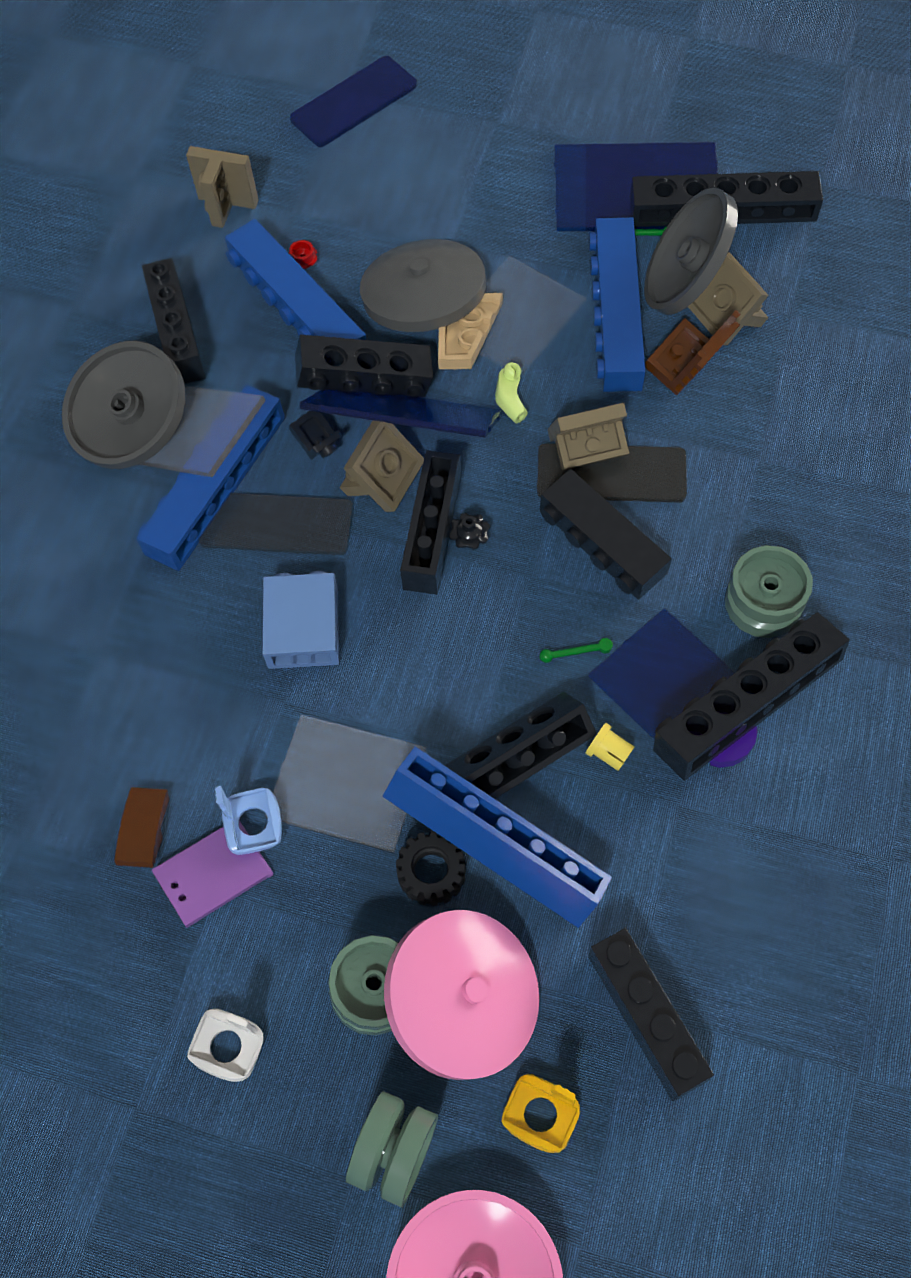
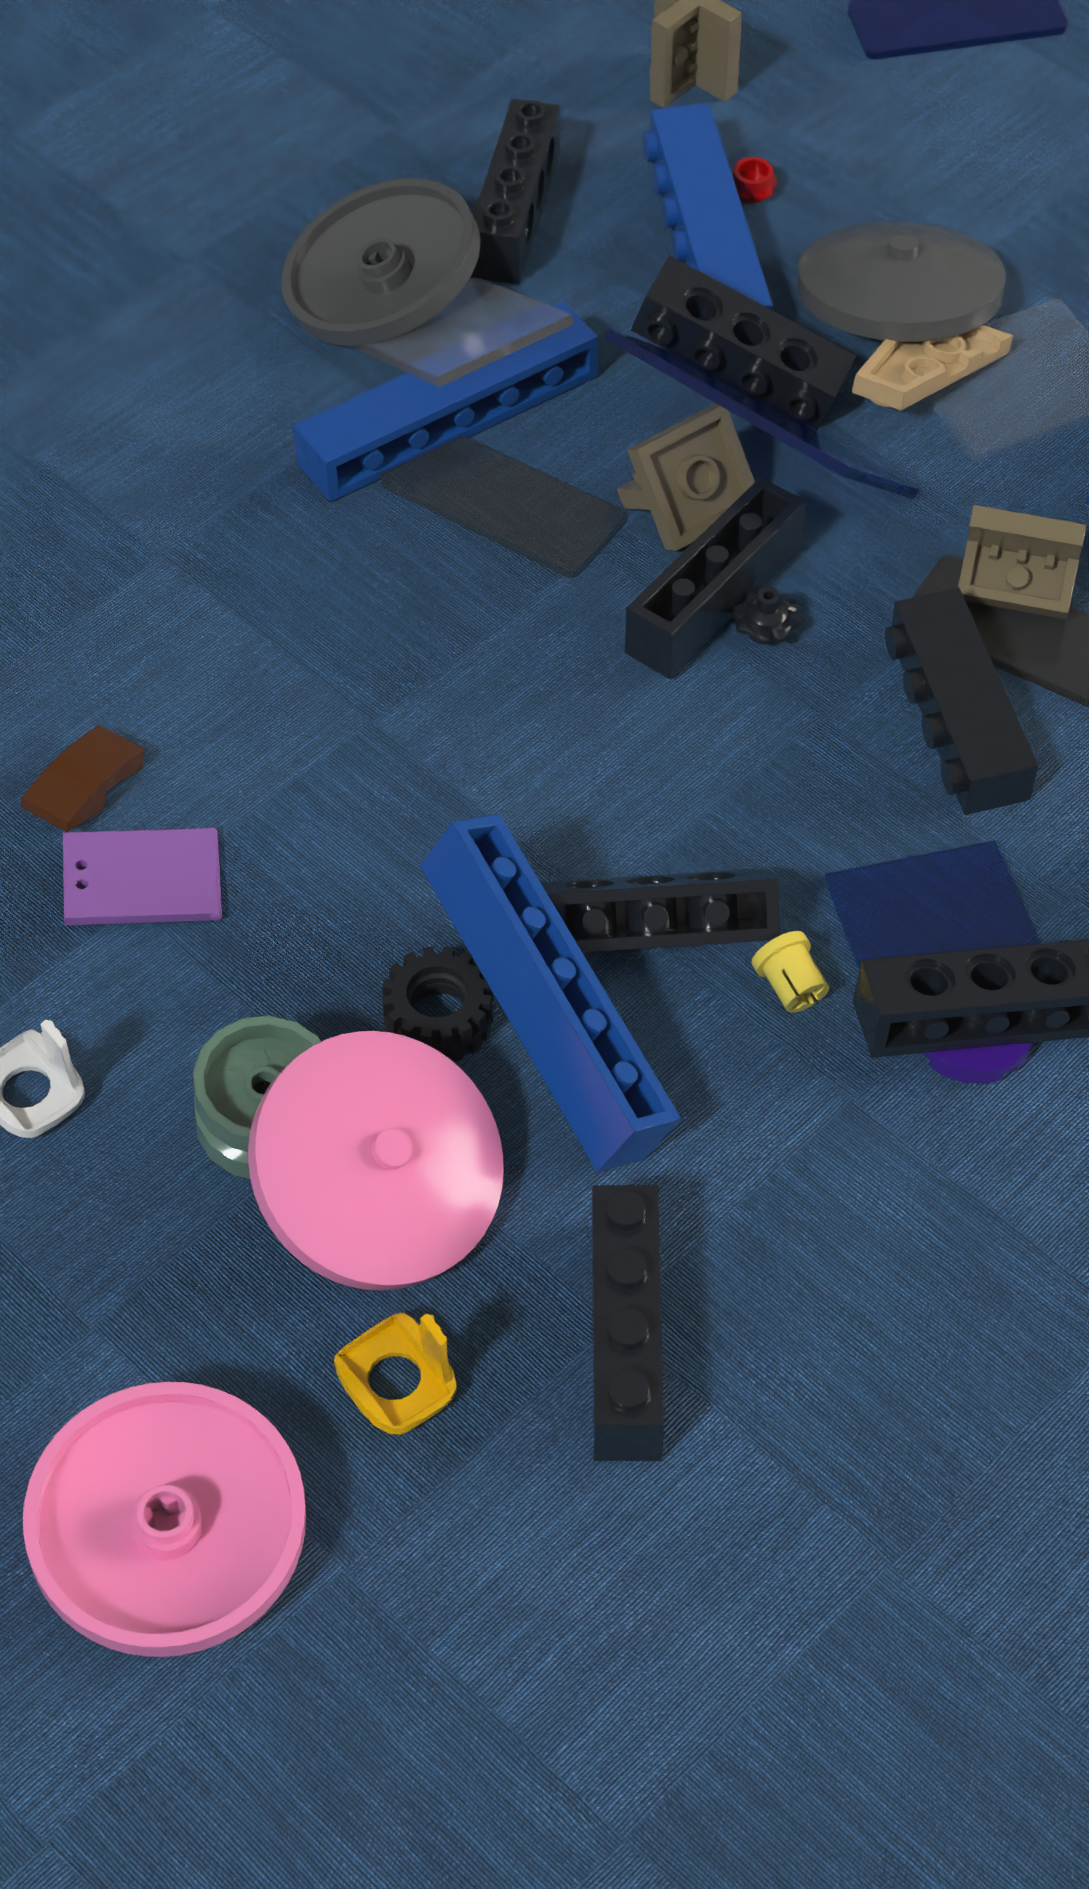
camera: 25 degrees right, 10 degrees down
(235, 806) = (220, 809): light blue piece -> none
(300, 620) = (454, 625): medium blue brick -> none
(315, 434) = (624, 407): black bracket -> none
(338, 780) = (363, 851): clear piece -> none
(388, 1147) = (160, 1294): sand green wheel -> none
(506, 392) = (939, 465): yellowish green arm -> none
(604, 646) = (873, 849): green hinge -> none

